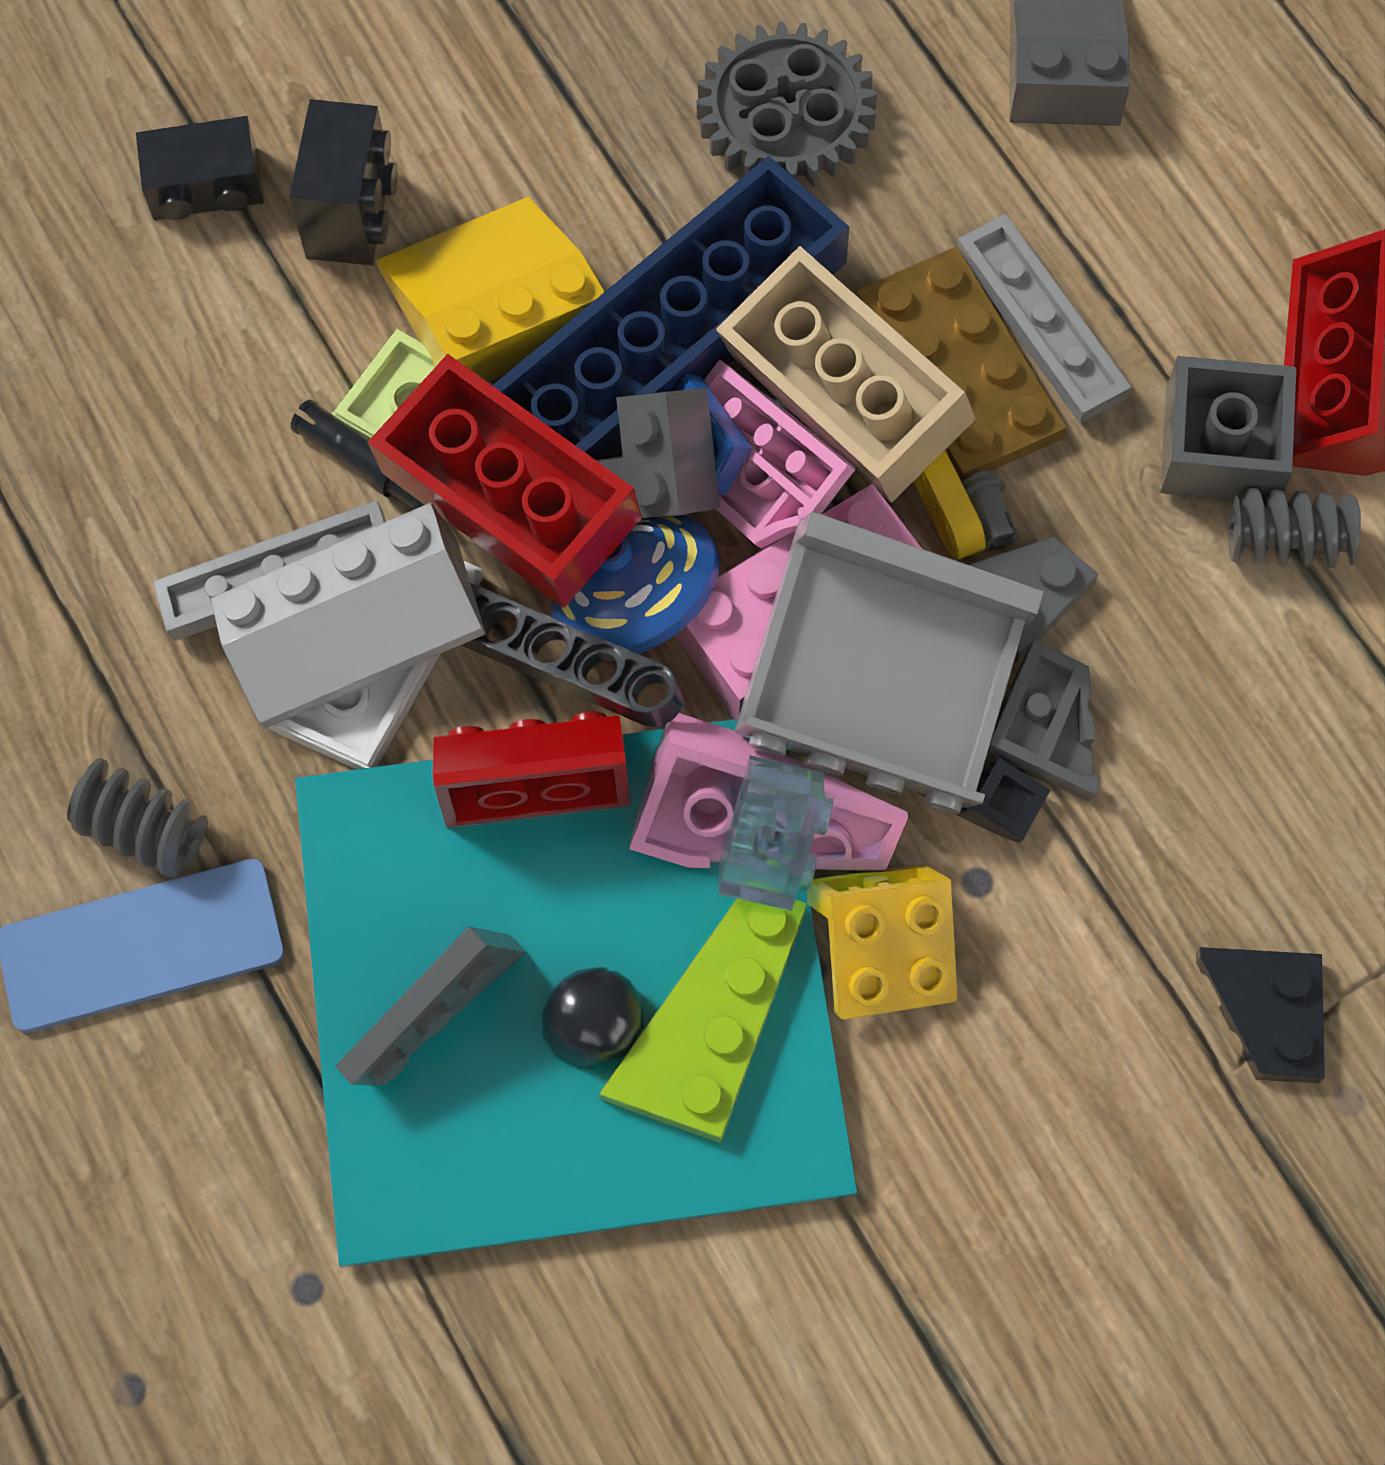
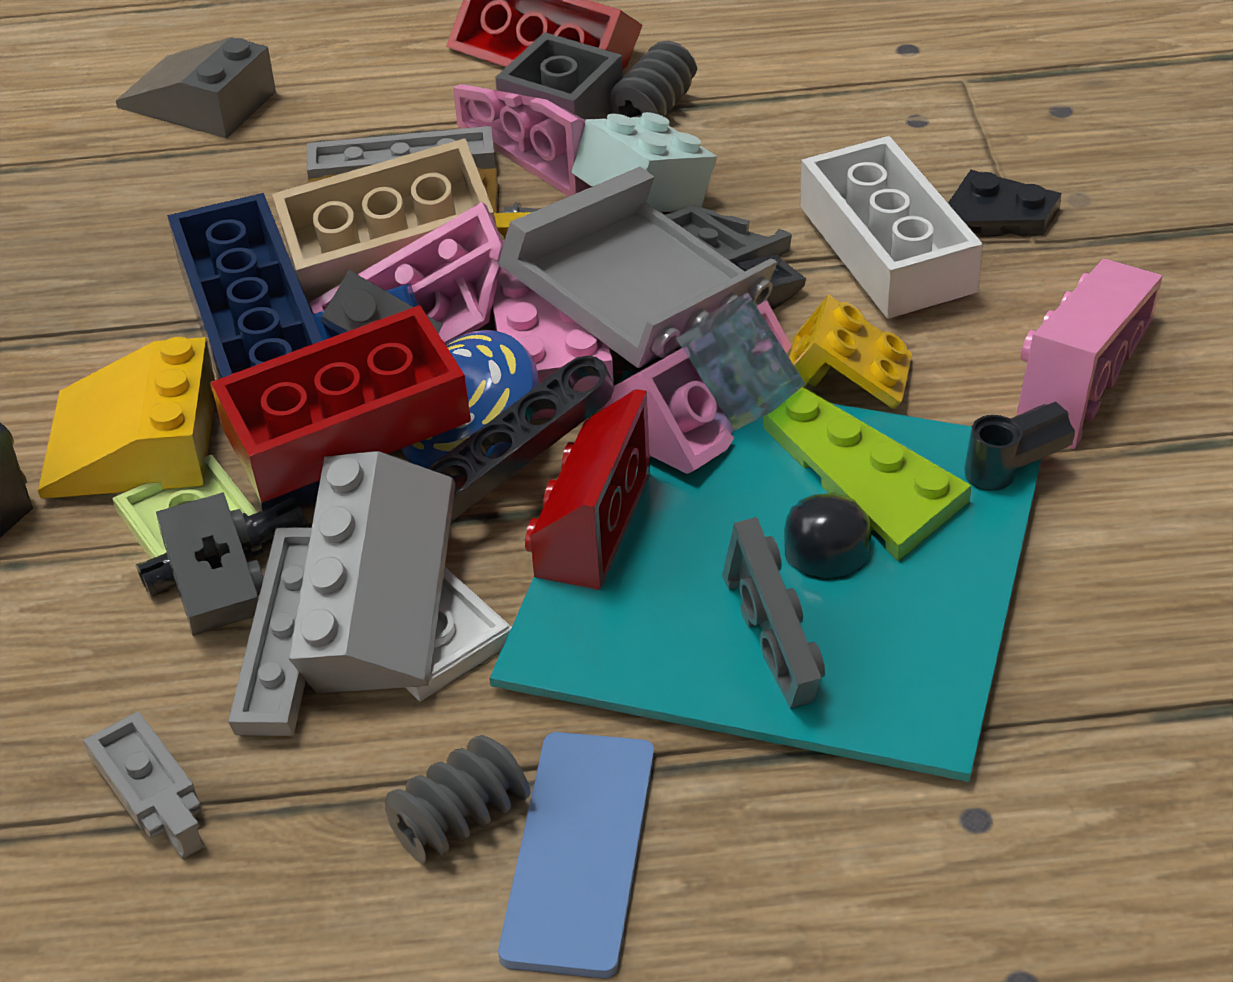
camera: 65 degrees left, 25 degrees down
(70, 551) = (148, 781): none -> light grey hinge
(314, 463) = (201, 531): none -> dark grey brick
(787, 103) = (112, 224): dark grey gear -> none
(811, 1169) = (1004, 444): none -> black piece
(1027, 1190) = (1087, 340): none -> bright pink wedge
(1116, 585) = (625, 143): none -> light aqua brick
(1130, 473) = (527, 132): none -> bright pink wedge
(1136, 897) = (890, 226): none -> white brick

